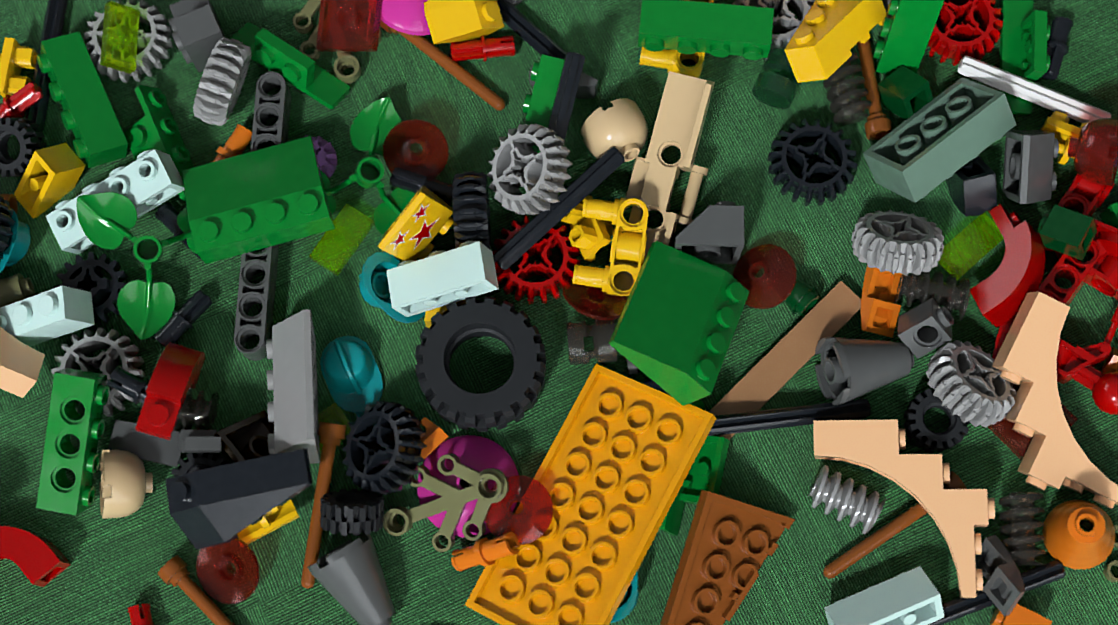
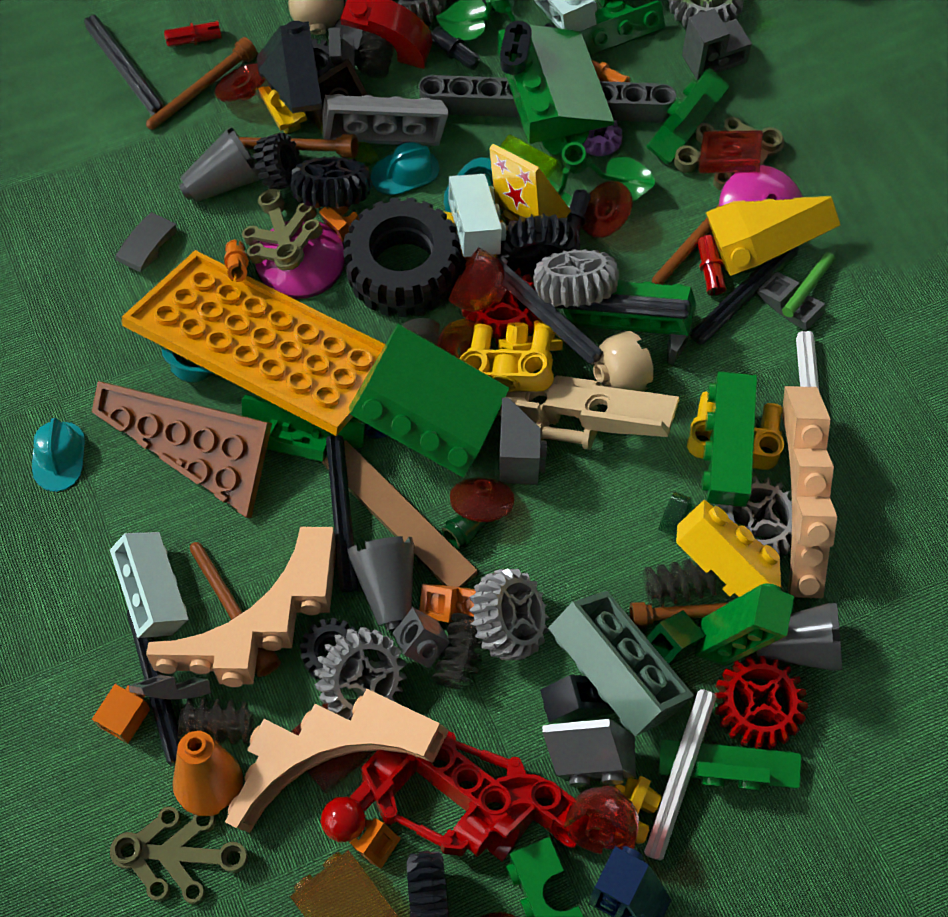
camera: 90 degrees right, 10 degrees down
(222, 81) = (662, 54): light grey gear -> none
(233, 220) = (520, 48): none -> black beam
(533, 273) = (479, 283): none -> clear red cylinder
(533, 519) = (273, 293): clear red dish -> none
(801, 155) = (578, 534): black gear -> none
(846, 500) = (256, 558): light grey piece -> none
(970, 246) = (511, 698): clear neon green slope -> none
(1019, 272) = (483, 733): red arch -> none
(1057, 45) = (736, 807): black axle -> none
(1067, 231) = (512, 776): dark green brick -> none

